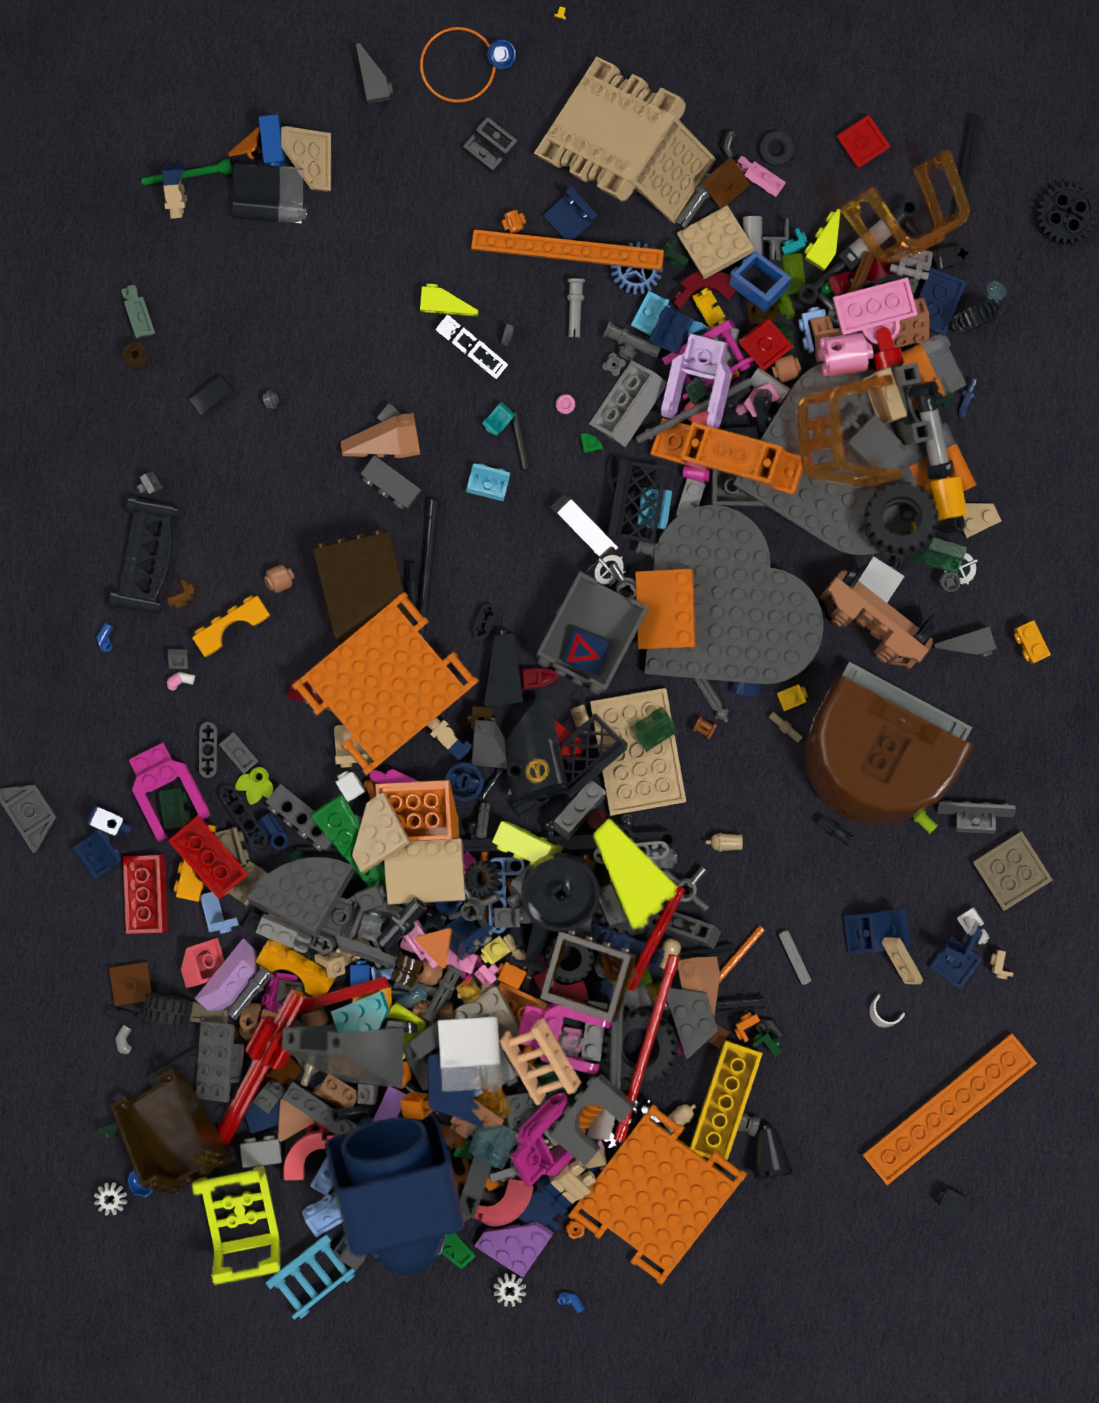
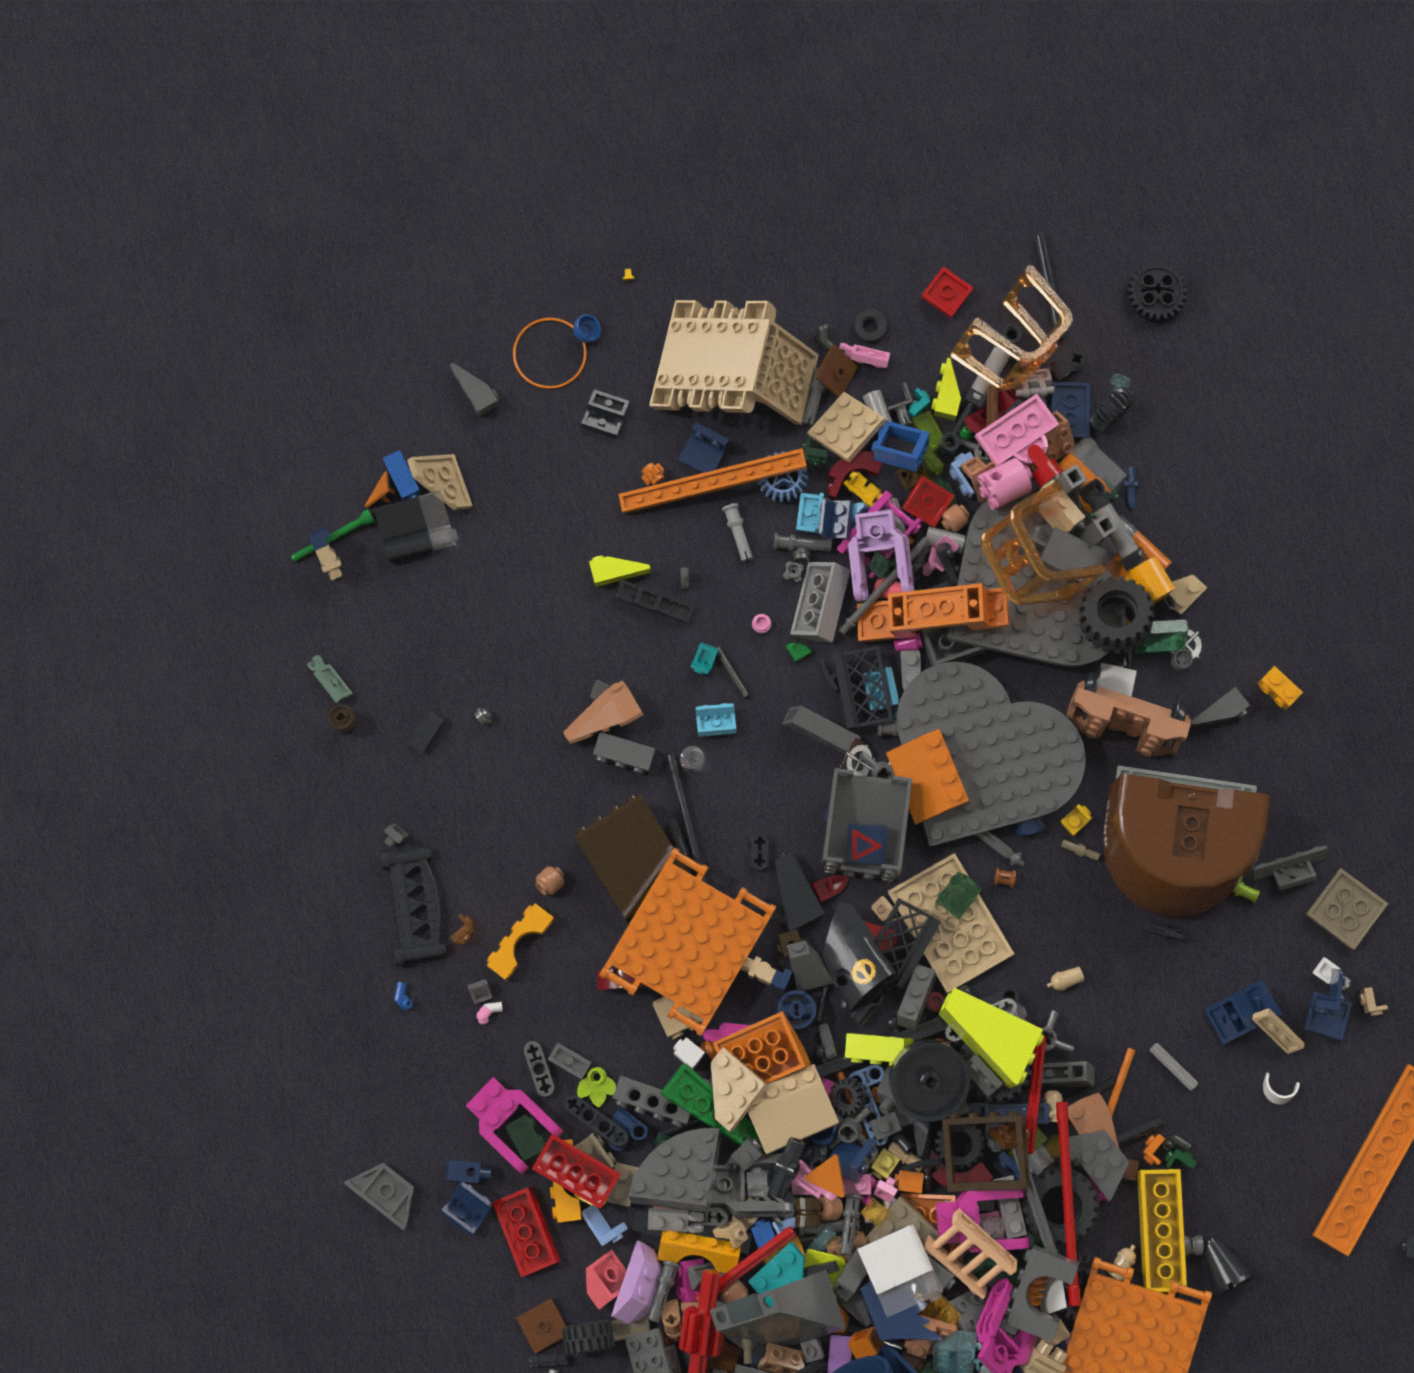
camera: 20 degrees left, 10 degrees down
(448, 506) = (692, 752): none -> clear head

